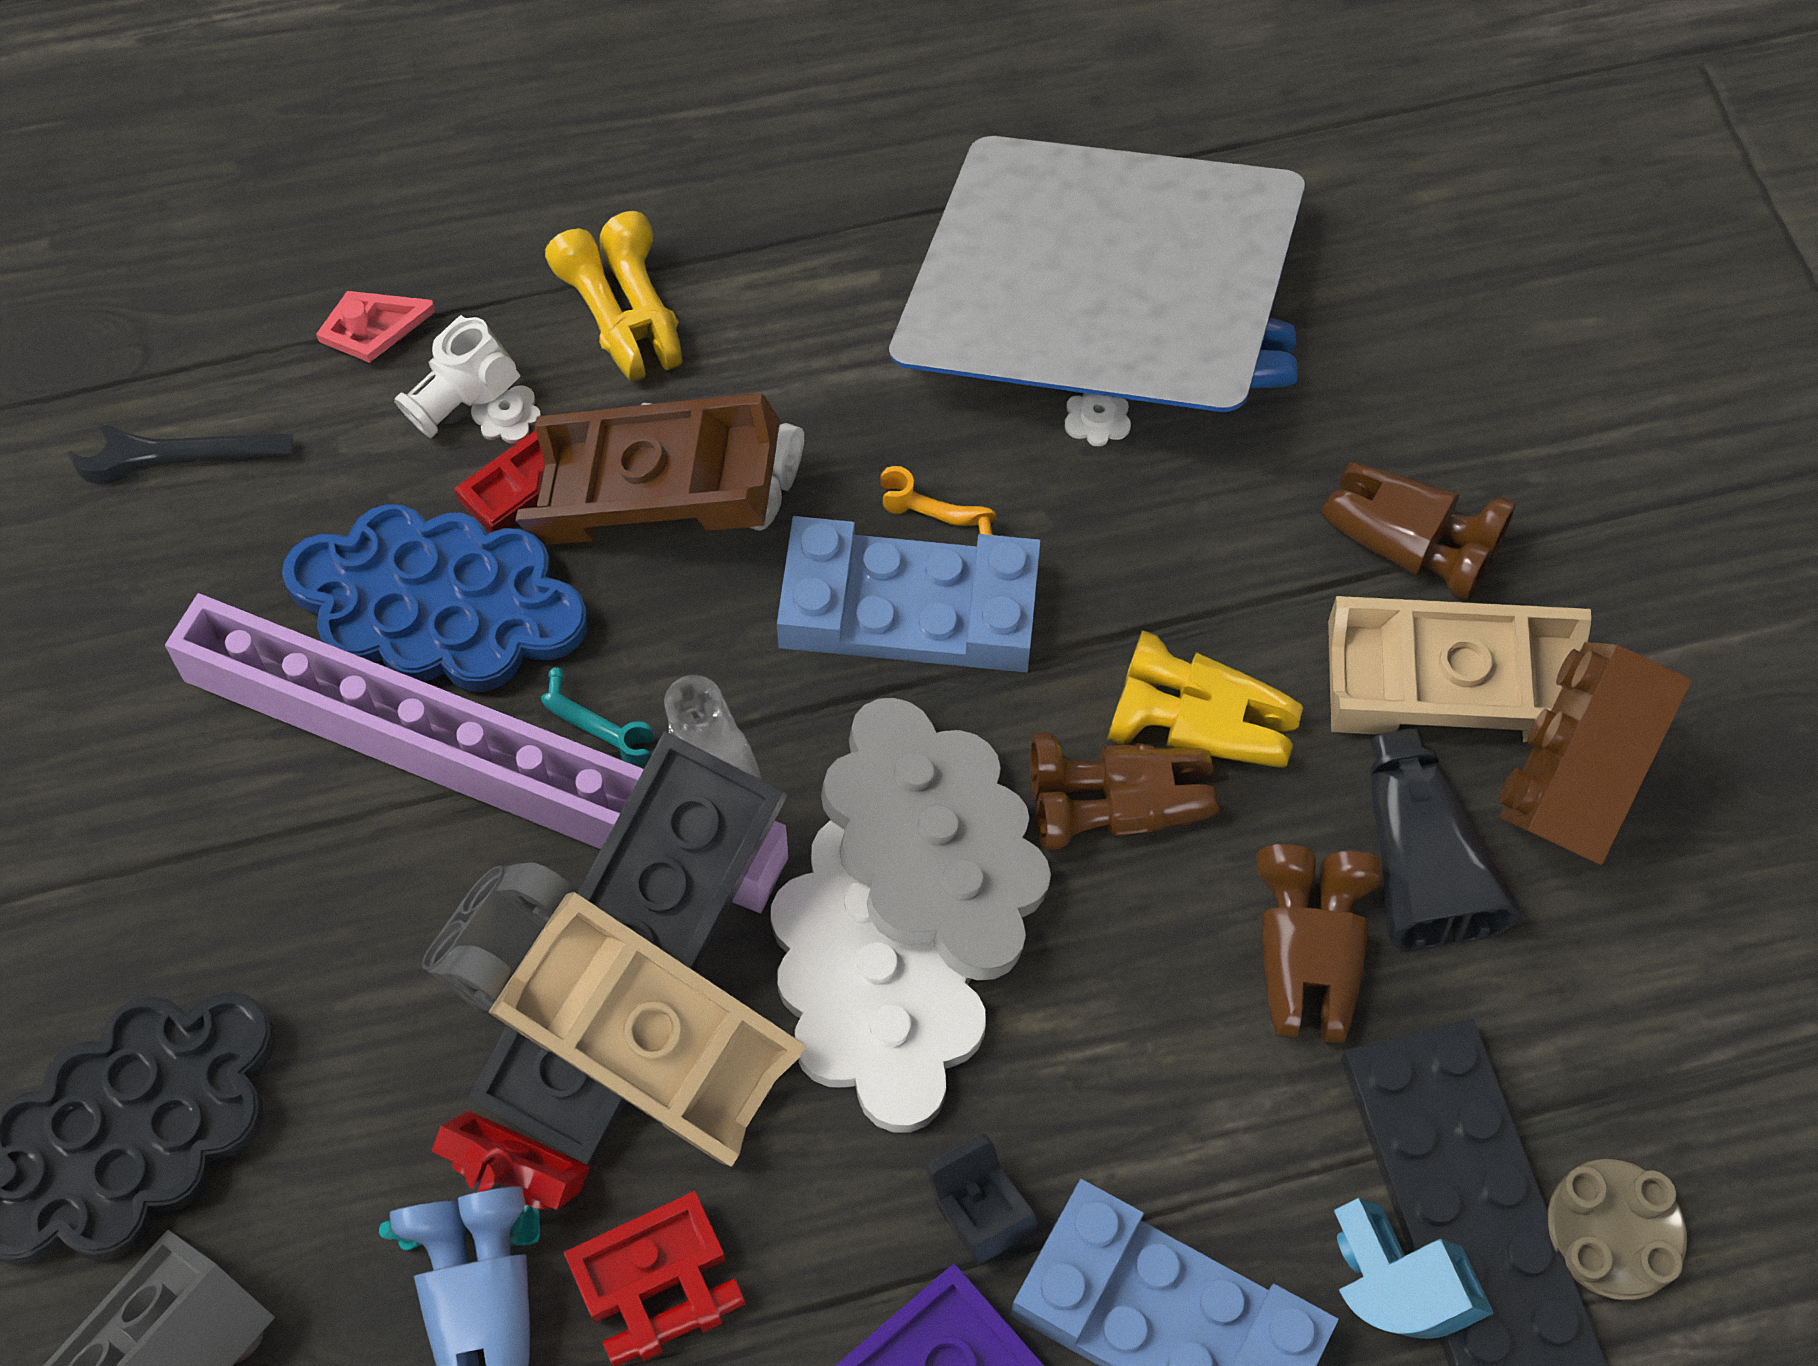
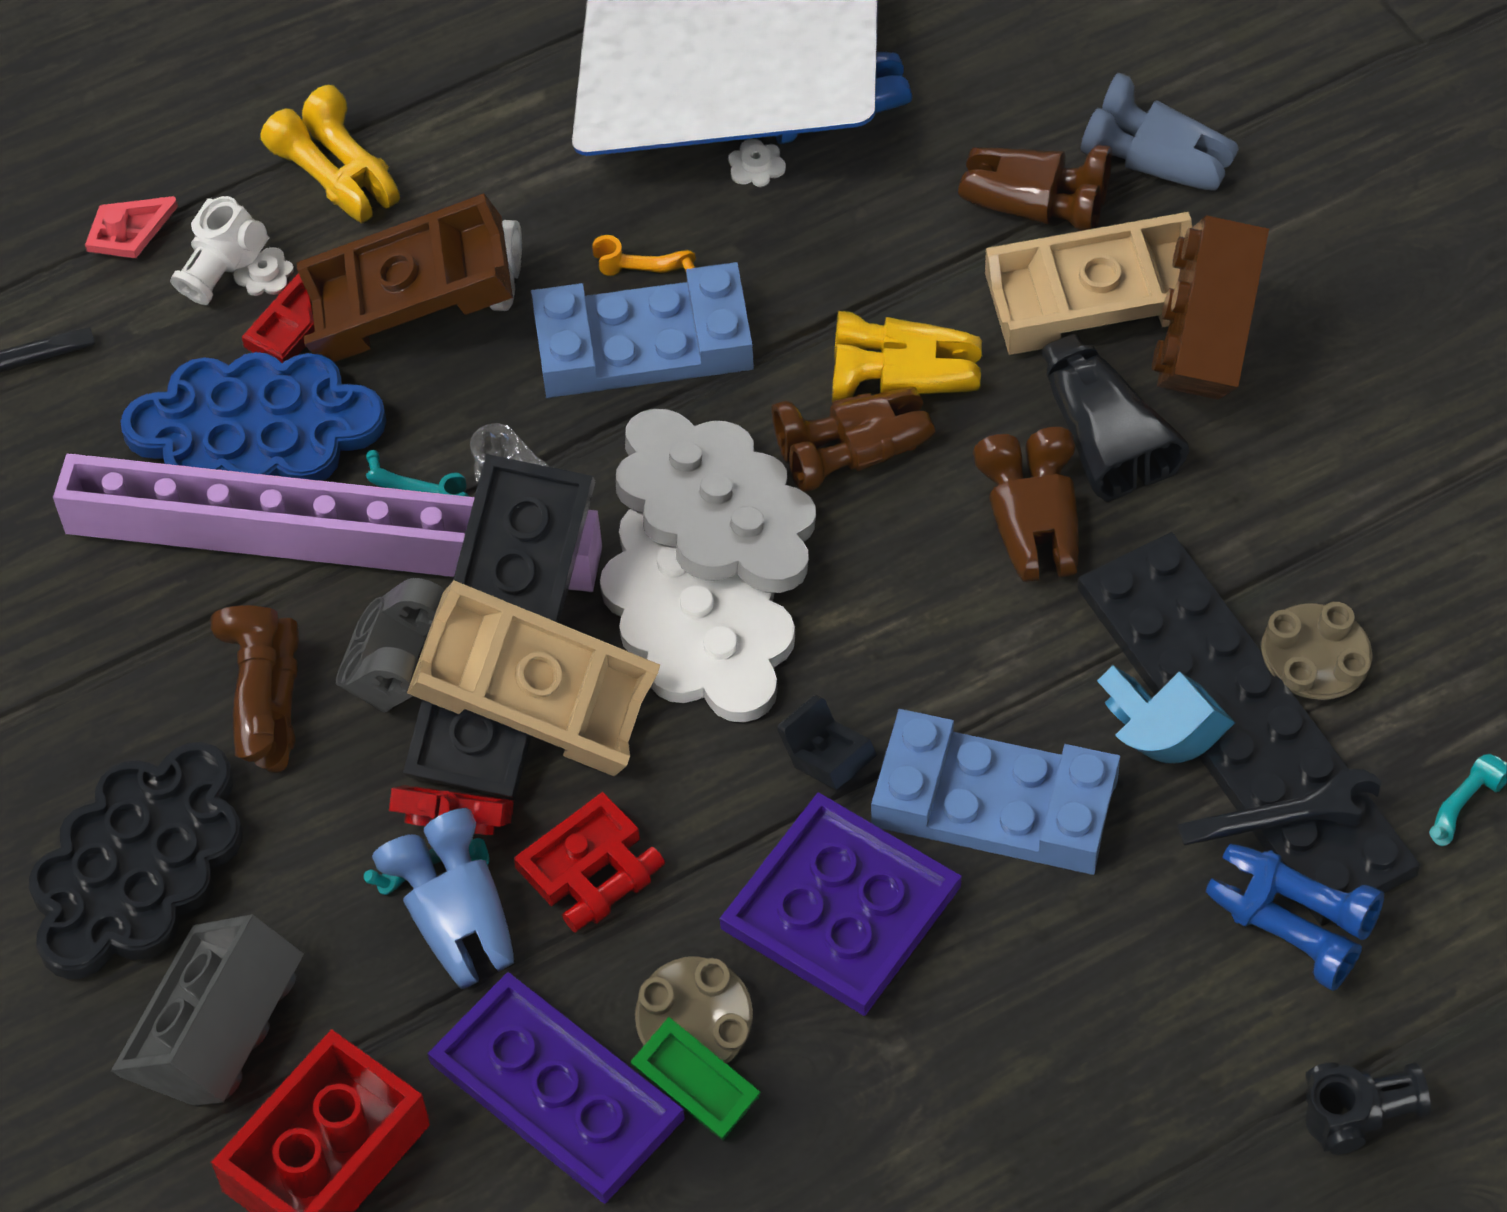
camera: 10 degrees left, 5 degrees down
(337, 944) = (263, 683): none -> reddish brown piece
(1584, 507) = (1164, 139): none -> sand blue piece

